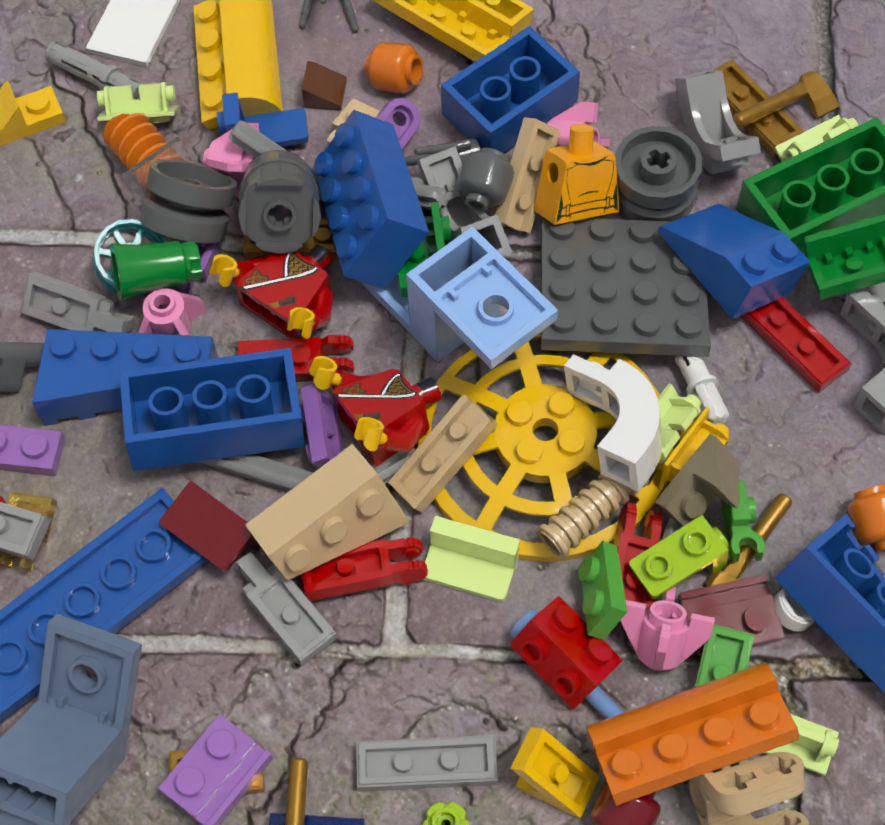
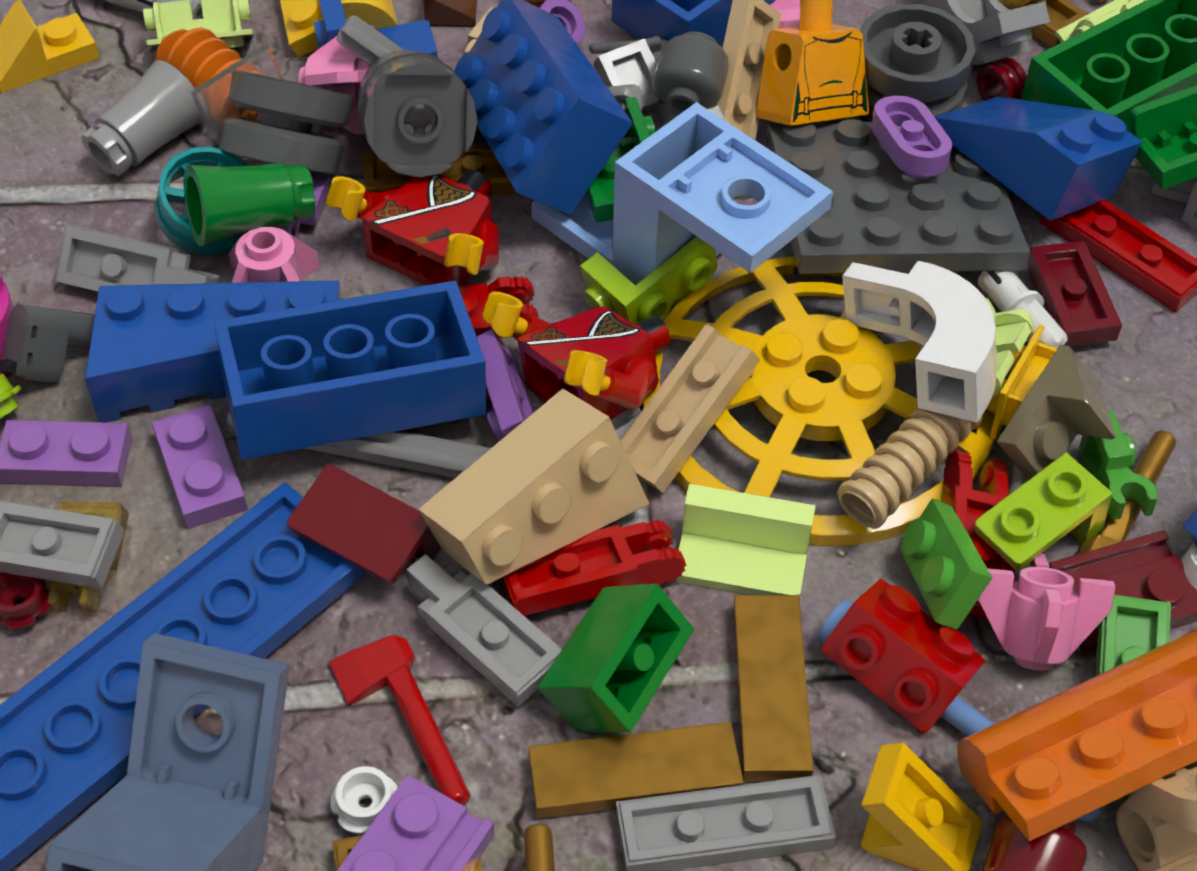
camera: 10 degrees left, 10 degrees down
(89, 185) = (143, 119): none -> light grey plant
(107, 466) = (199, 466): none -> medium lavender plate
(184, 717) = (352, 788): none -> white plate
(219, 626) = (390, 663): none -> red piece
(368, 641) = (616, 658): none -> green brick
(371, 717) = (609, 769): none -> pearl gold tile
(429, 363) = (655, 294): none -> lime bracket
(473, 667) = (771, 688): none -> pearl gold tile
(640, 243) = (911, 136): none -> medium lavender plate
(724, 190) = (1001, 79): none -> dark red bush
(742, 375) = (1074, 292): none -> dark red plate

